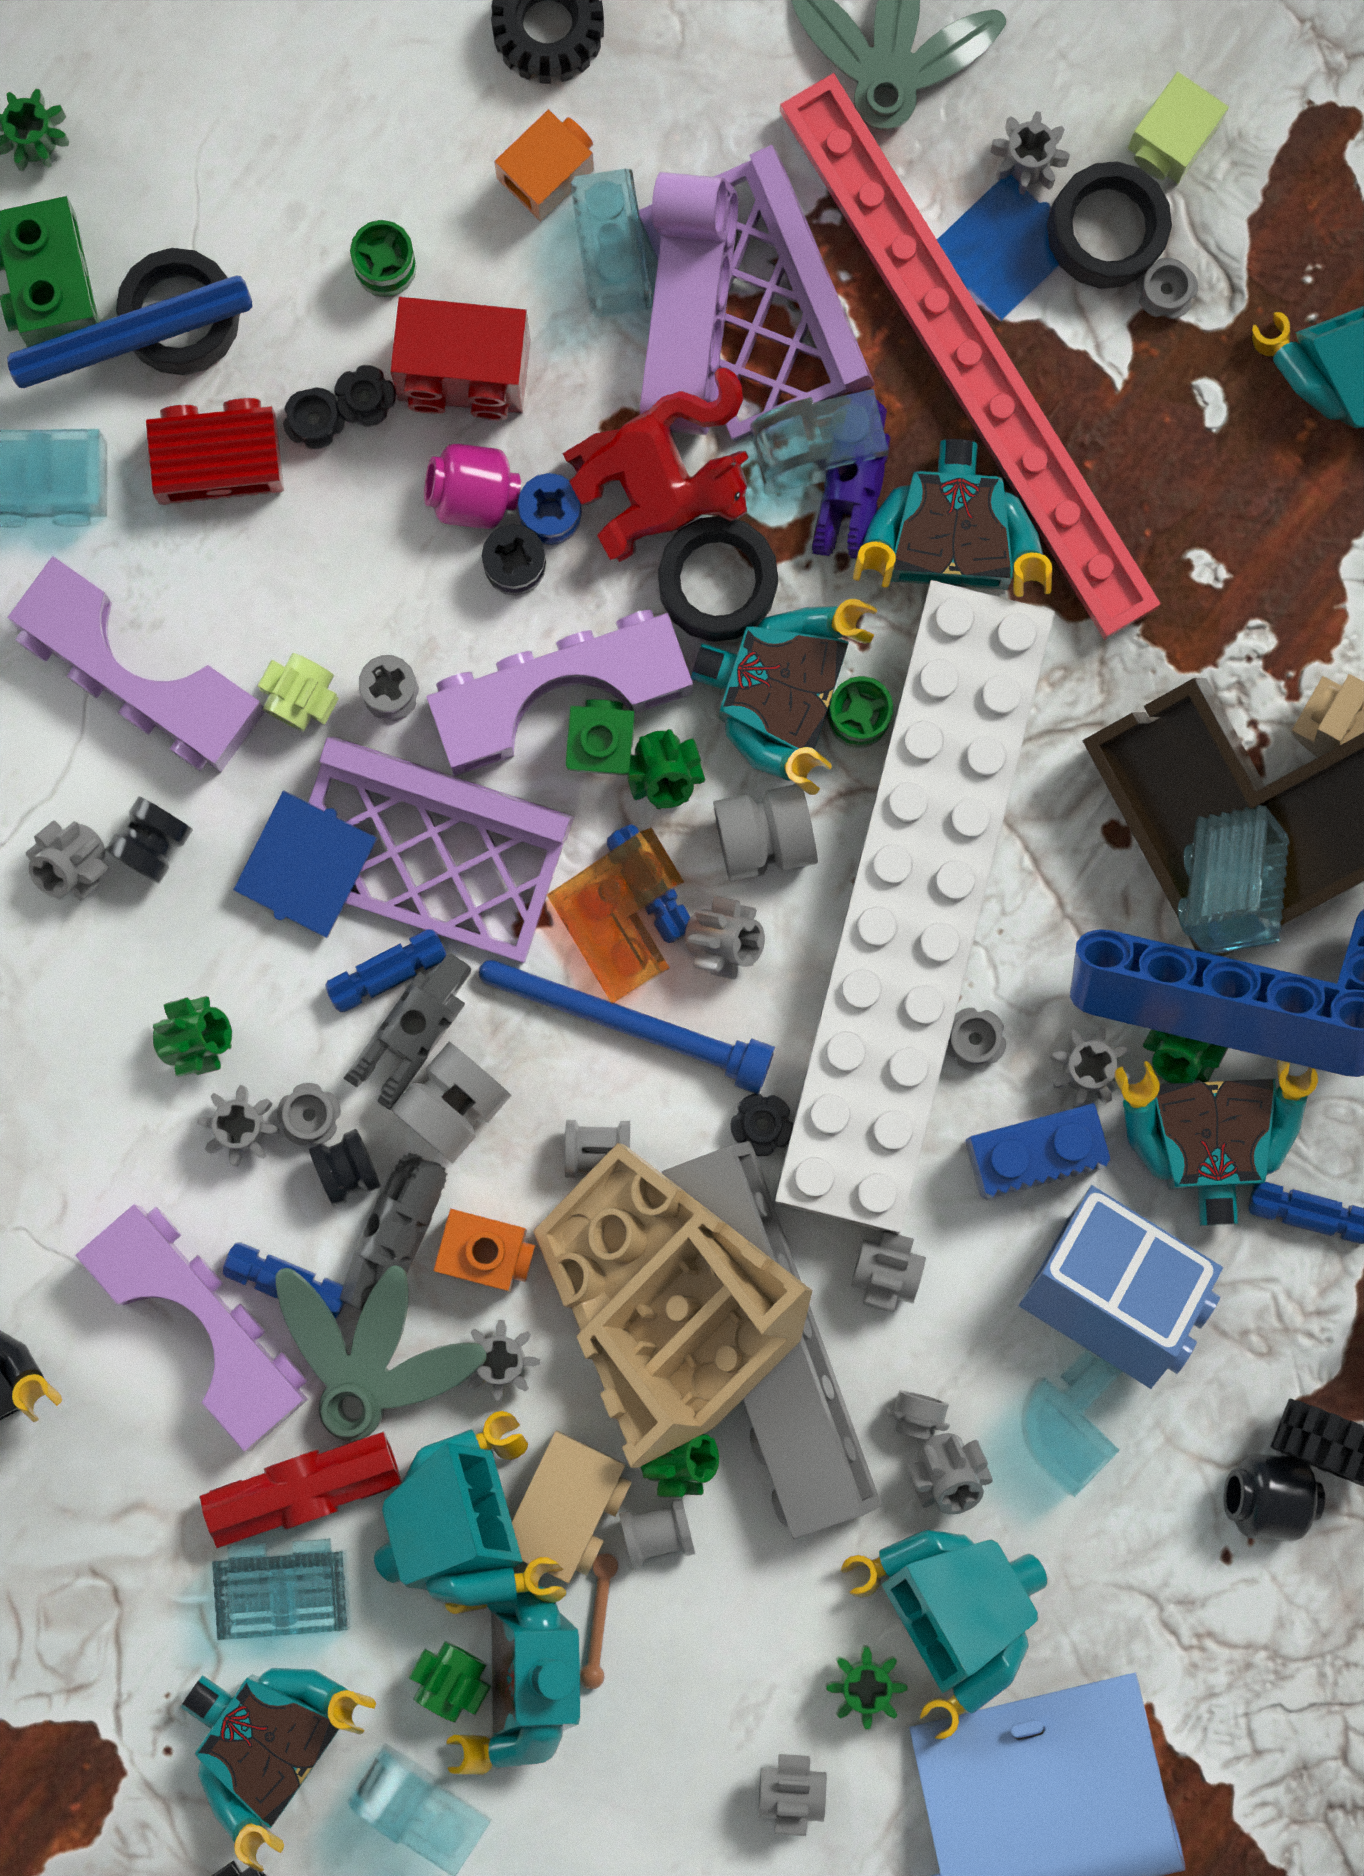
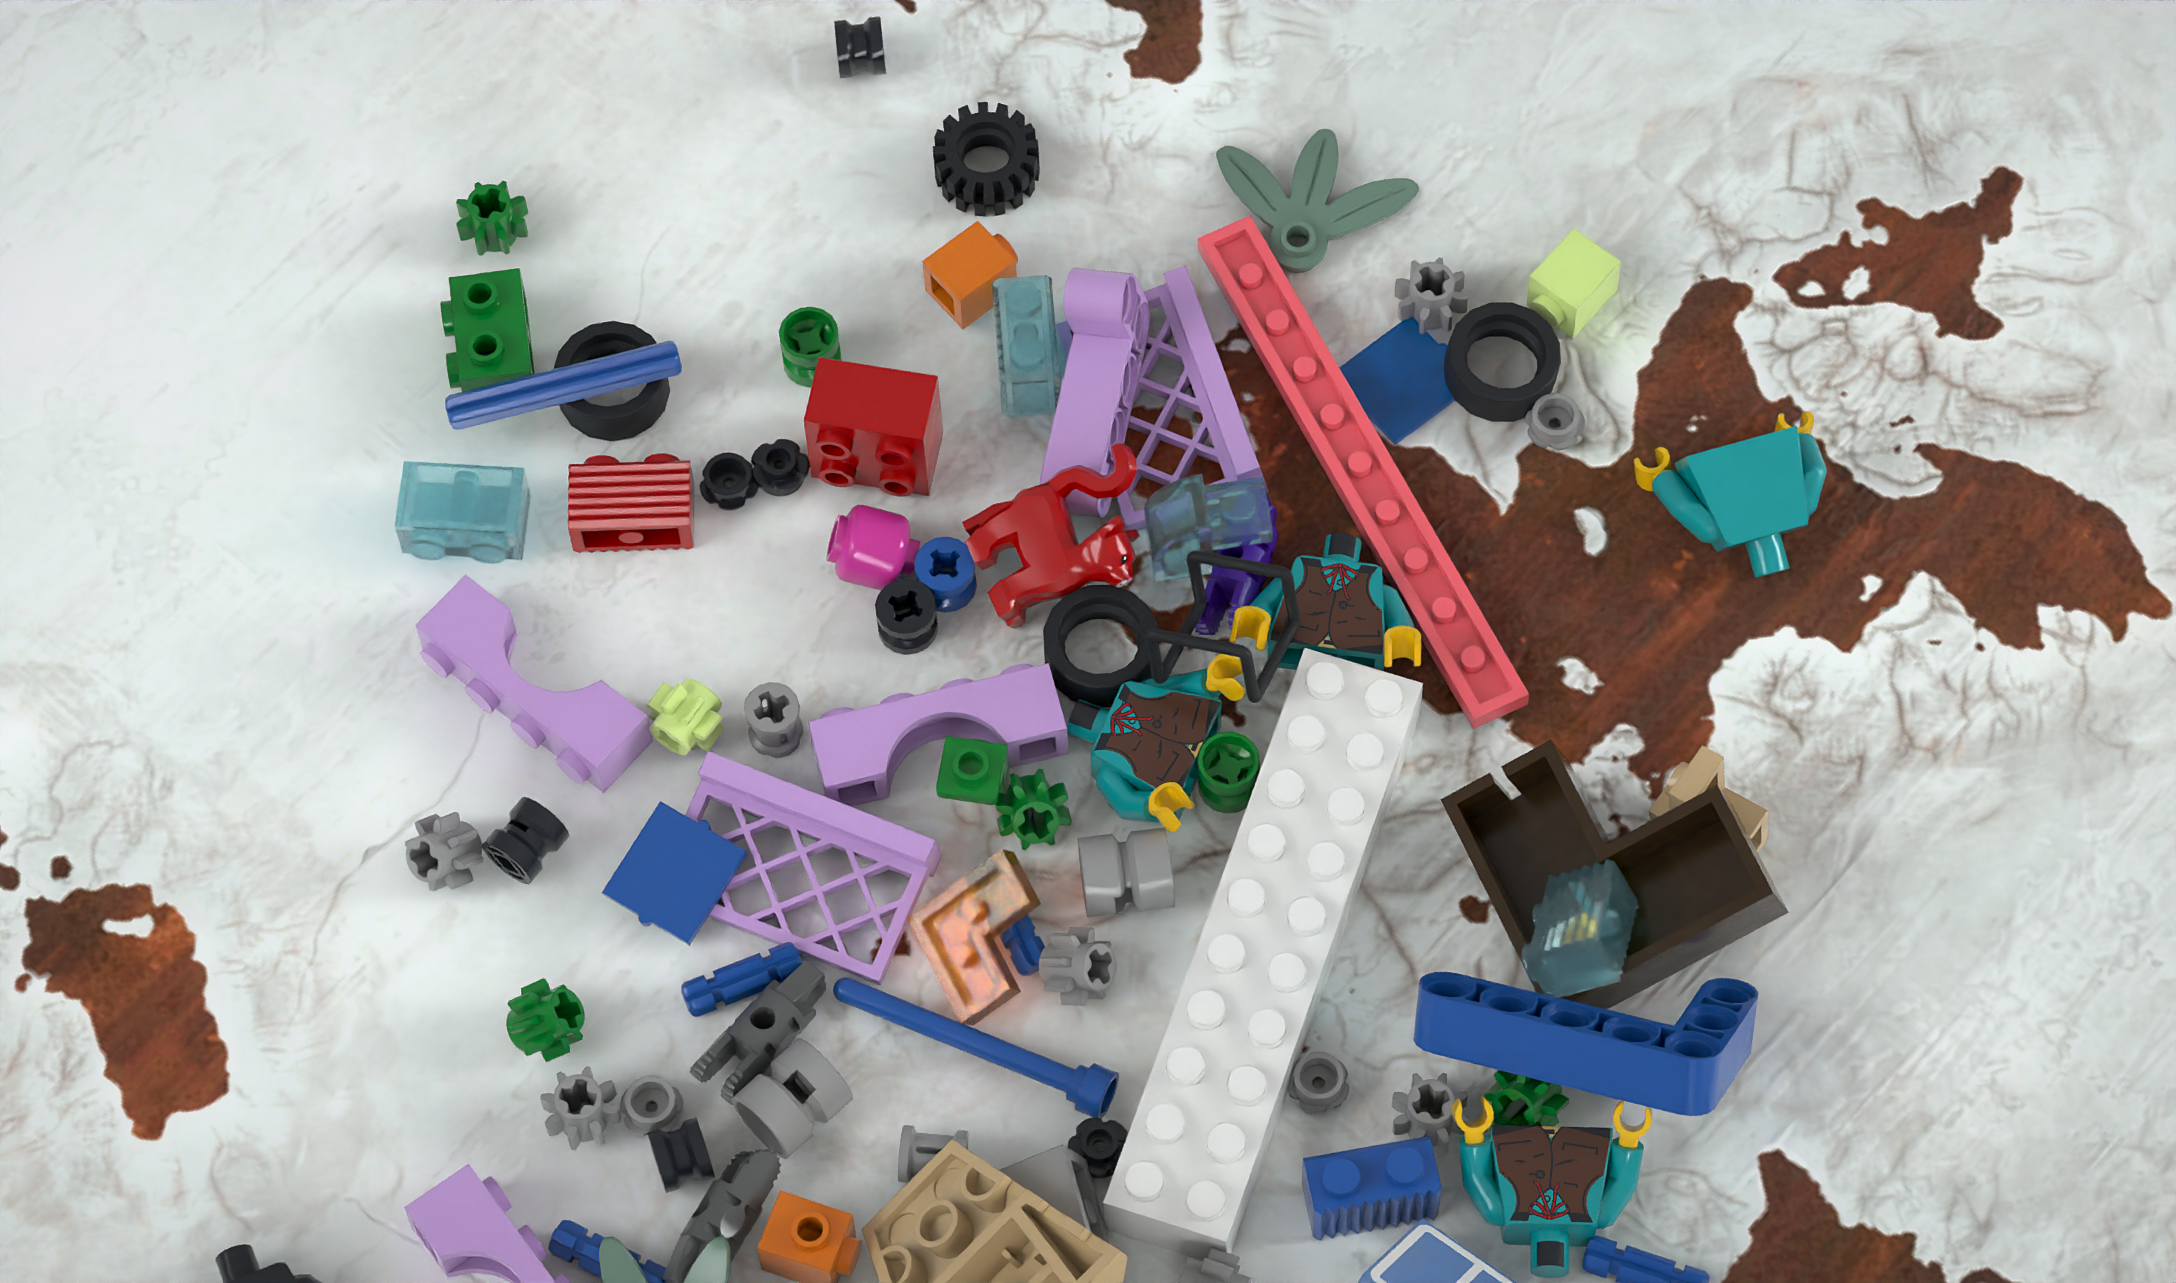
camera: 10 degrees right, 20 degrees down
(884, 631) = (1254, 687): none -> black piece

